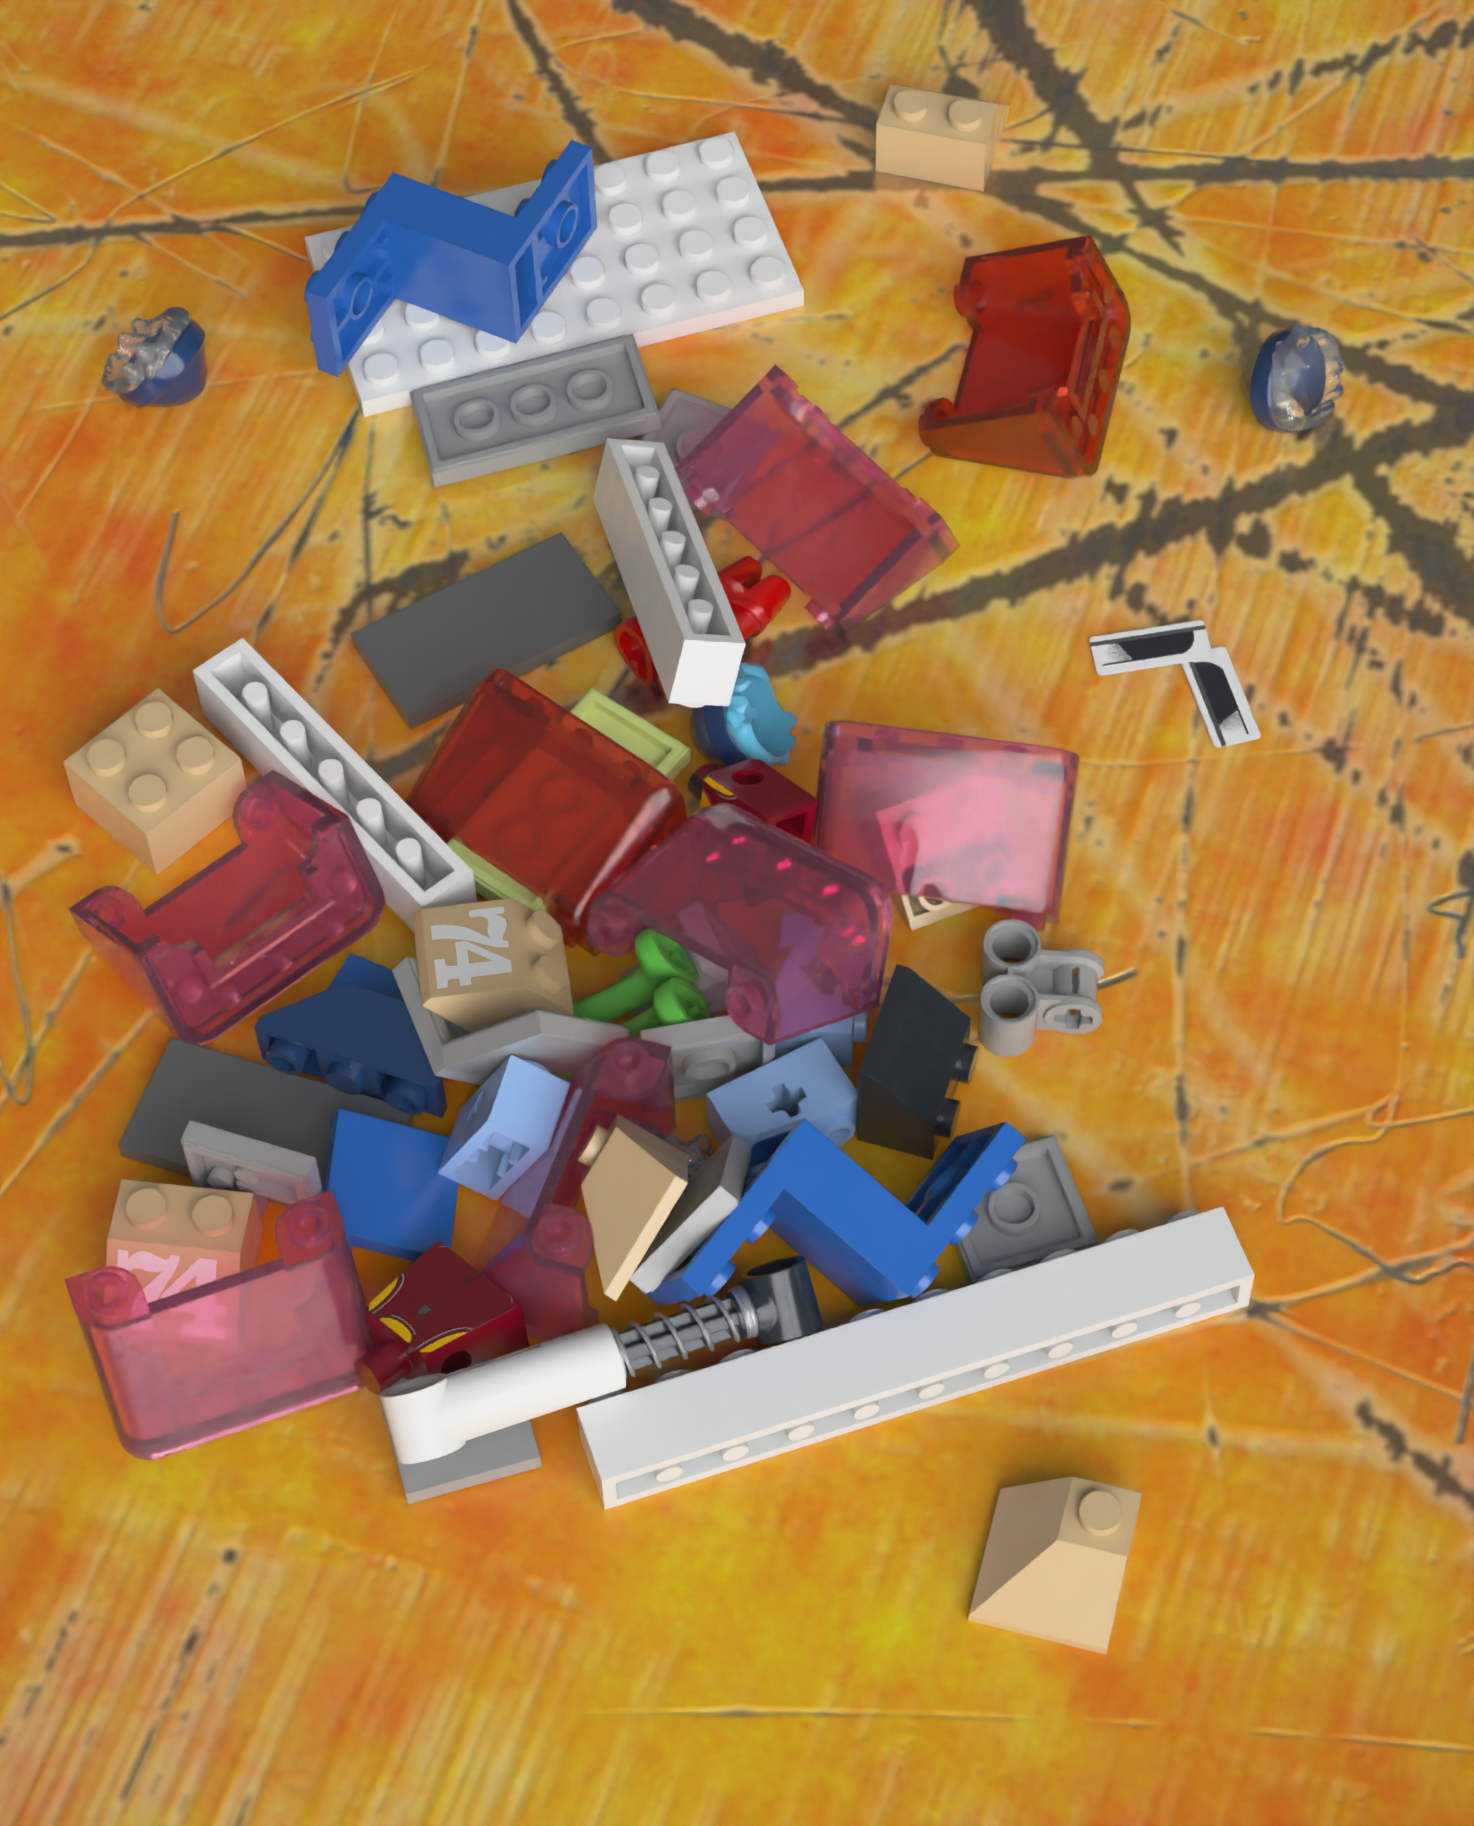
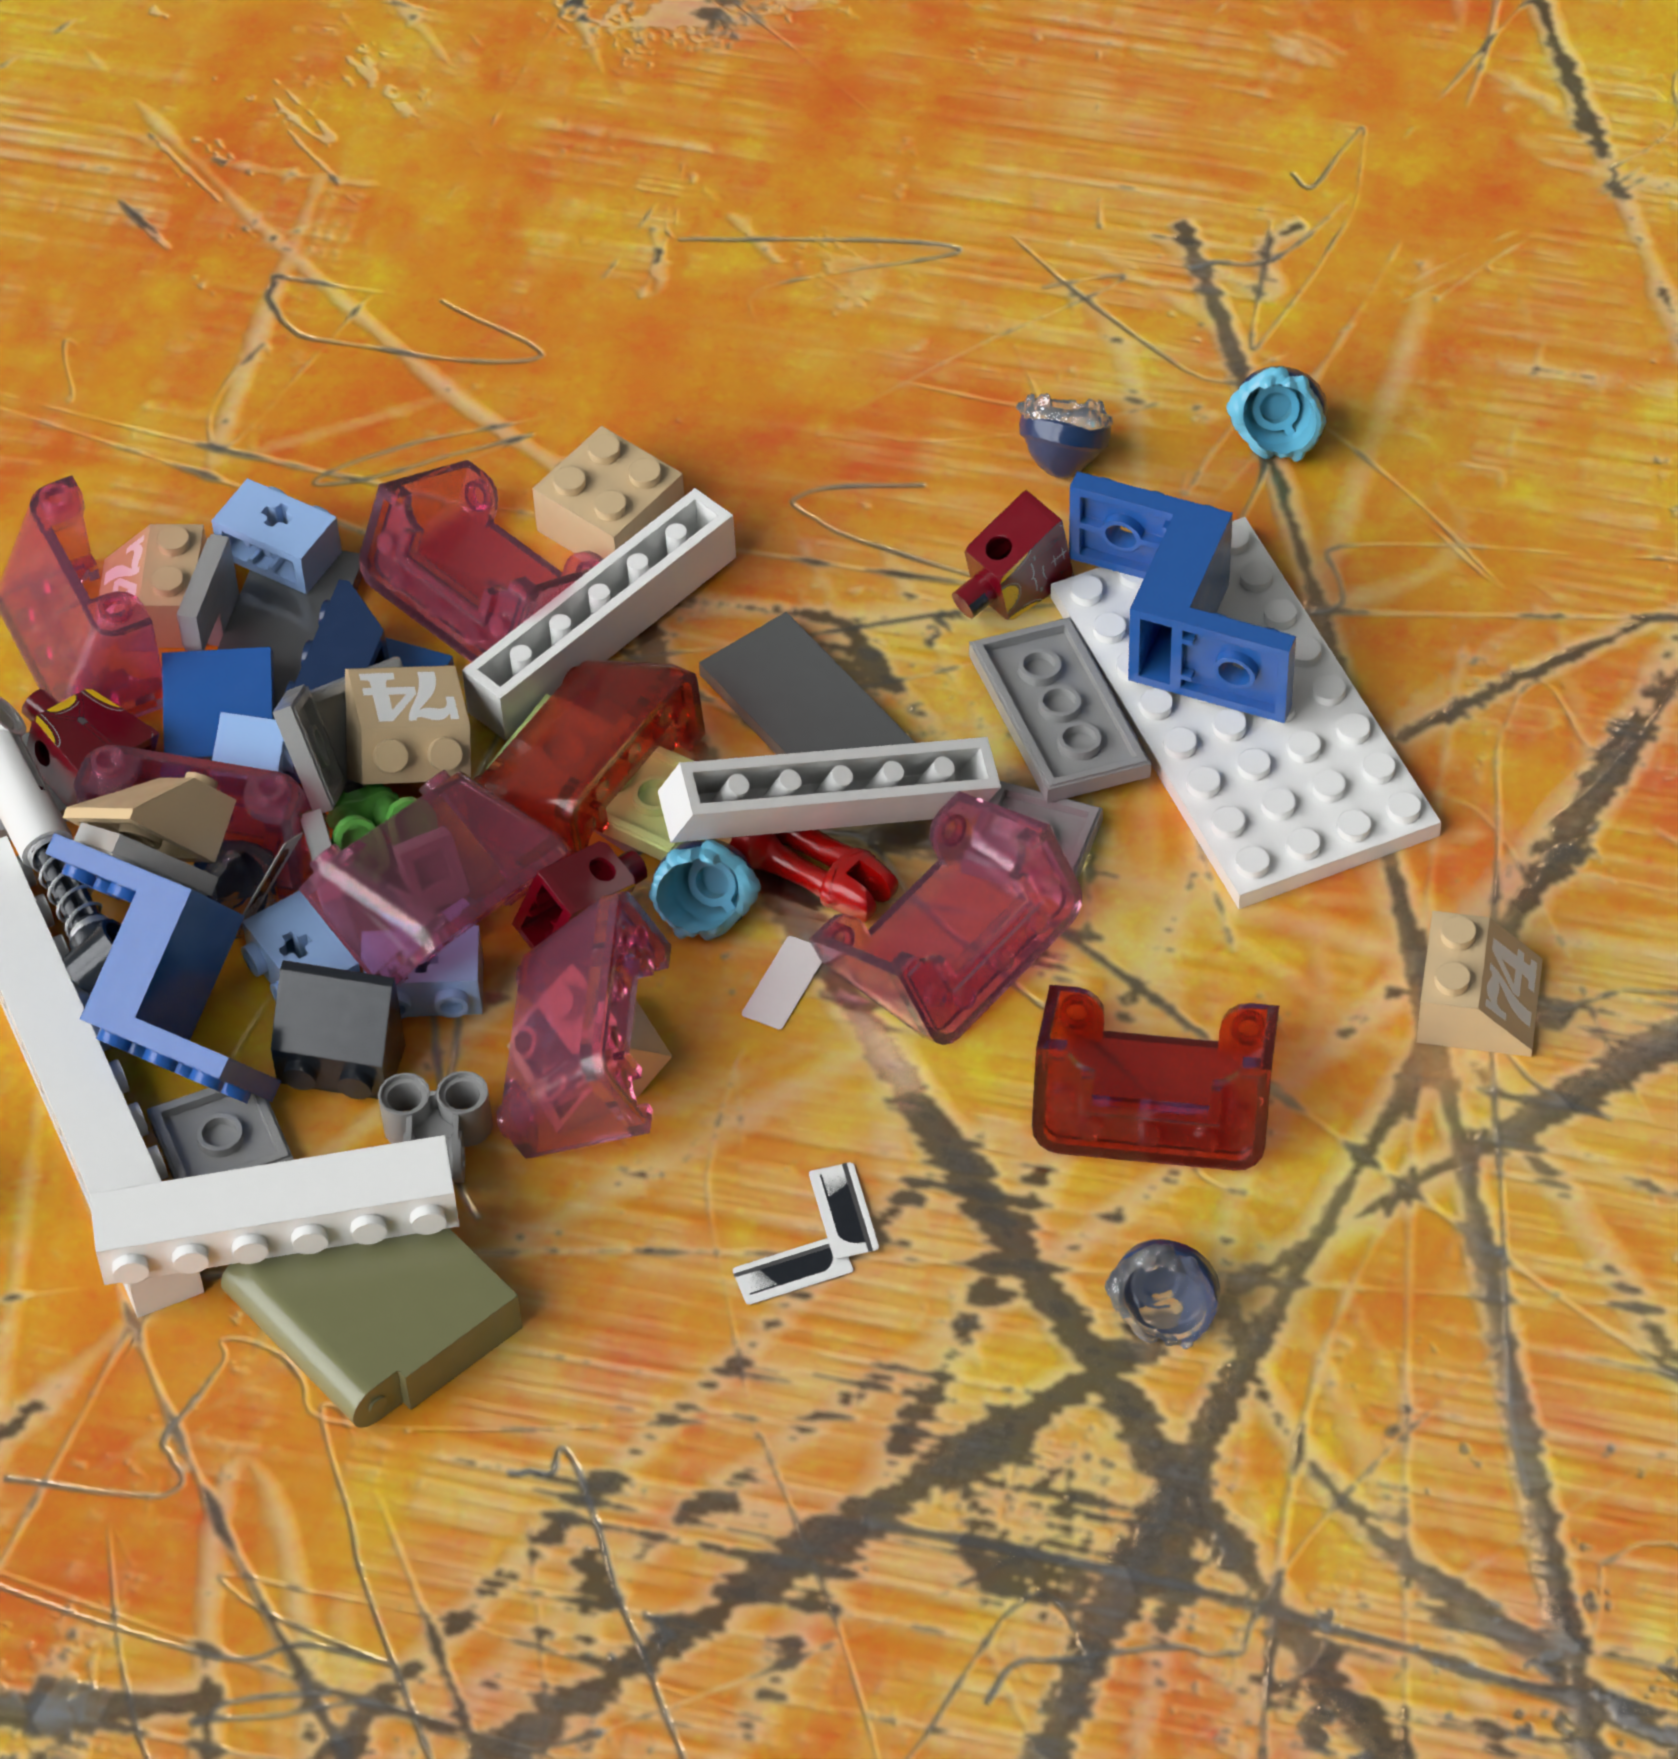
camera: 85 degrees right, 5 degrees down
(143, 1108) = (279, 535): none -> light blue brick
(181, 183) = (1279, 412): none -> medium azure hair
(341, 412) = (1015, 560): none -> dark red torso
(704, 1098) = (270, 877): none -> sticker
(850, 680) = (783, 983): none -> white sticker
(1188, 1113) = (273, 1210): none -> white brick
(1249, 1057) = (379, 1317): none -> olive piece

